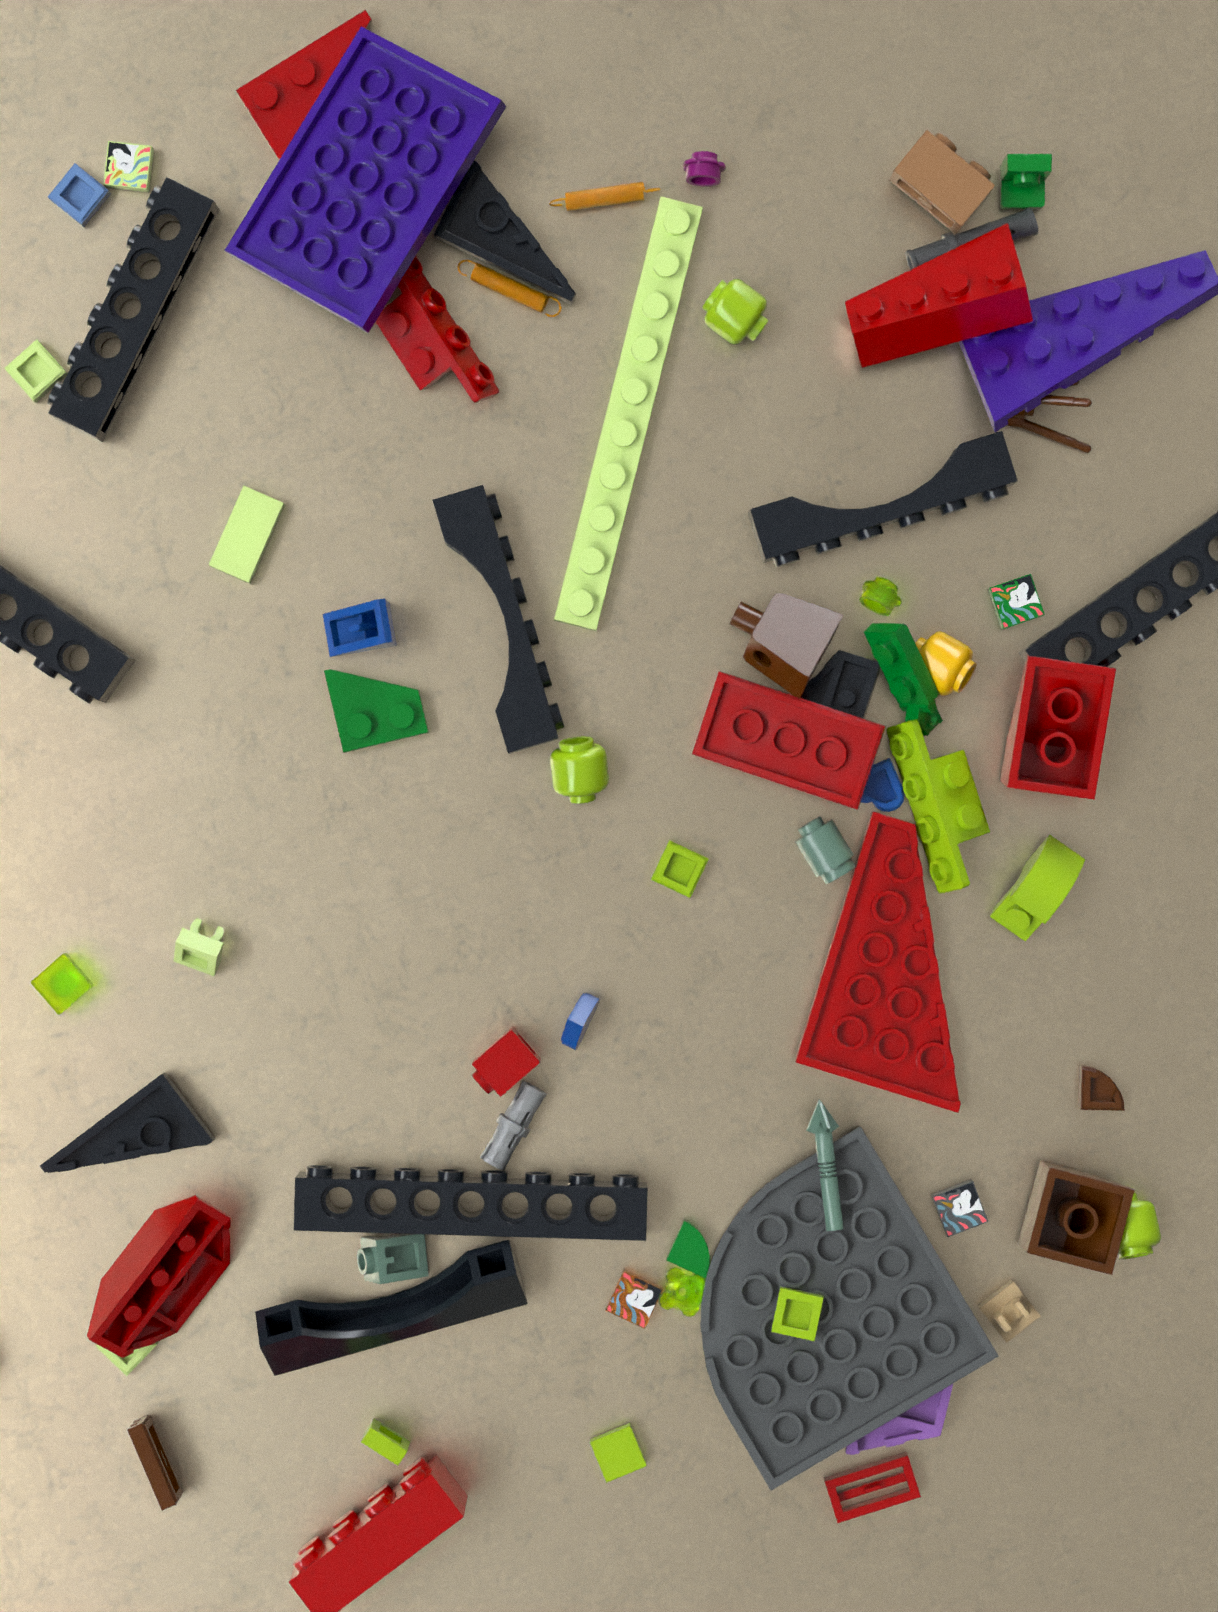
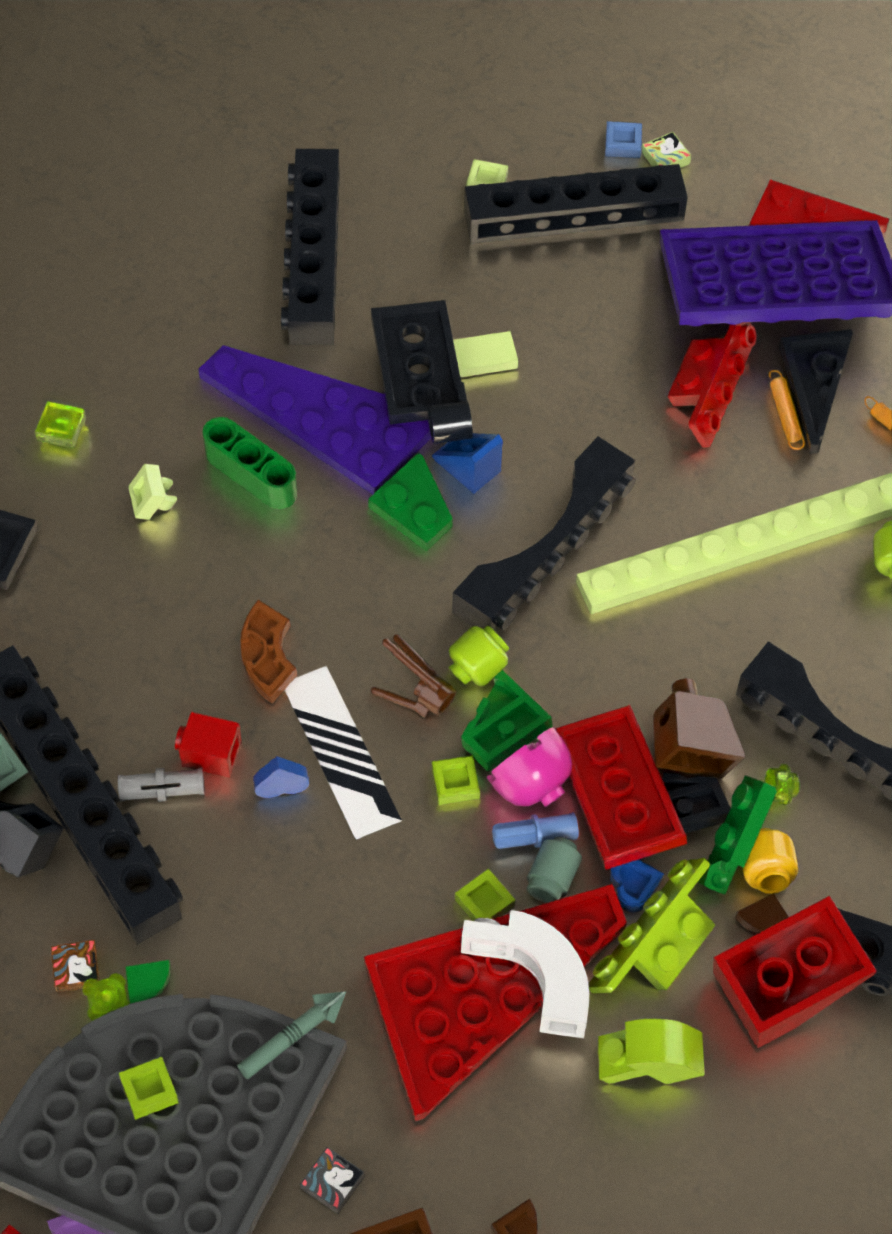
camera: 55 degrees right, 30 degrees down
(208, 836) = (241, 448): none -> green beam
(235, 717) = (321, 414): none -> dark purple wing
(275, 616) = (425, 396): none -> black hinge
(438, 951) = (263, 651): none -> dark orange tile
(580, 946) = (341, 753): none -> white sticker
(586, 834) = (432, 691): none -> reddish brown plant
(657, 791) = (504, 723): none -> green wing
(728, 804) = (534, 771): none -> dark pink cylinder
(778, 838) = (535, 830): none -> medium blue axle
(807, 922) = (485, 897): none -> lime tile
(944, 924) = (547, 957): none -> white arch
(986, 701) = (761, 914): none -> reddish brown tile
(1016, 601) = (861, 889): tile -> none

